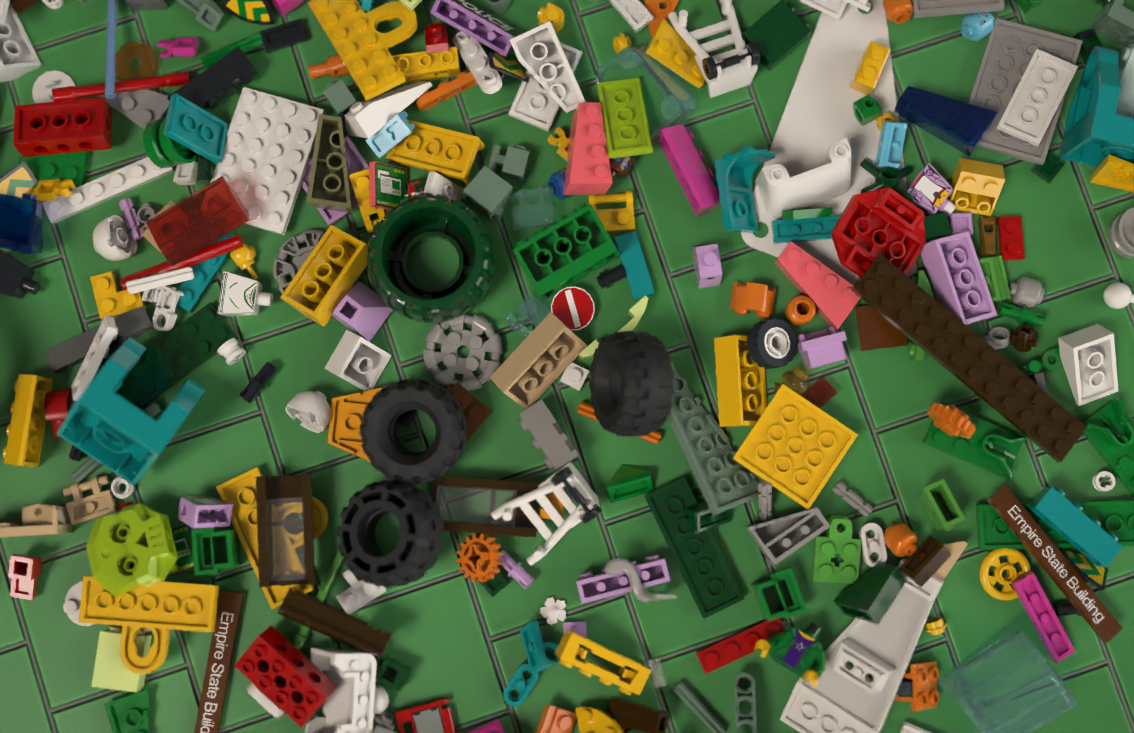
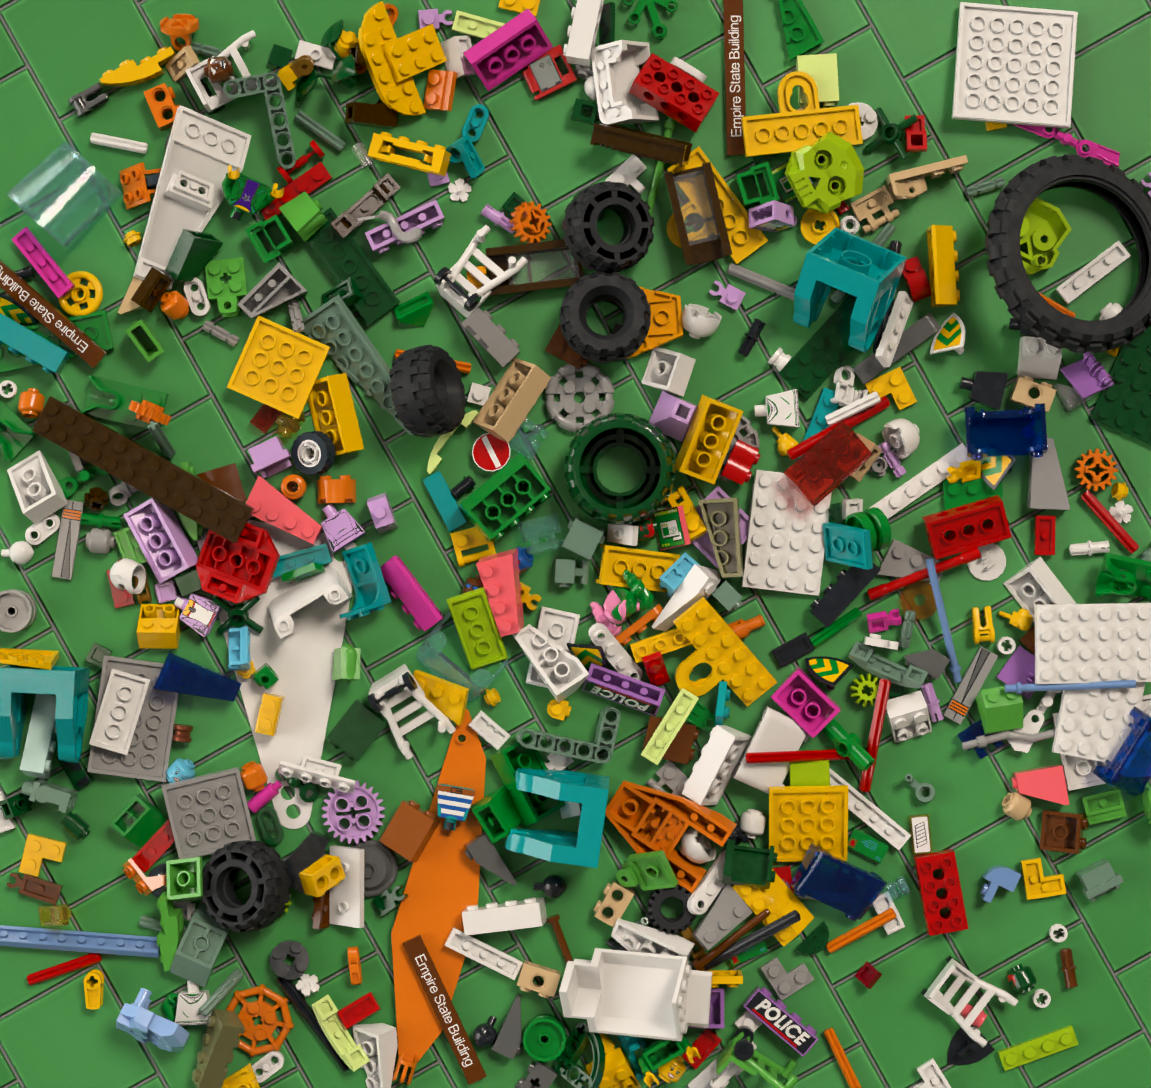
camera: 170 degrees right, 5 degrees up
(30, 21) = (1020, 619): none -> yellow piece
(34, 339) = (950, 336): none -> shield
(47, 572) = (896, 139): none -> dark green bar
(72, 14) = (987, 629): none -> yellow piece
(154, 33) = (907, 628): none -> sand green axle
(162, 482) = (808, 224): none -> yellow plate
(191, 26) = (875, 640): none -> white plate
(231, 441) = (761, 281): none -> light grey axle
(272, 433) = (730, 296): none -> lavender plate
(297, 243) = (740, 461): none -> red brick
(458, 113) = (622, 603): none -> hair
(663, 612) = (365, 206): none -> slope
(727, 678) = (301, 161): none -> red wheel
(735, 614) = (304, 215): none -> bright green torso
(755, 256) = (340, 528): none -> lavender torso
(775, 104) = (346, 663): none -> bright green torso
(942, 389) = (161, 439): none -> sand green axle
(968, 66) = (182, 733): none -> copper wheel
(1009, 248) = (122, 573): none -> white helmet
(1061, 300) = (68, 540): none -> light grey tile
(1081, 459) = (31, 403): none -> orange head
(1087, 316) = (43, 529): none -> white plate

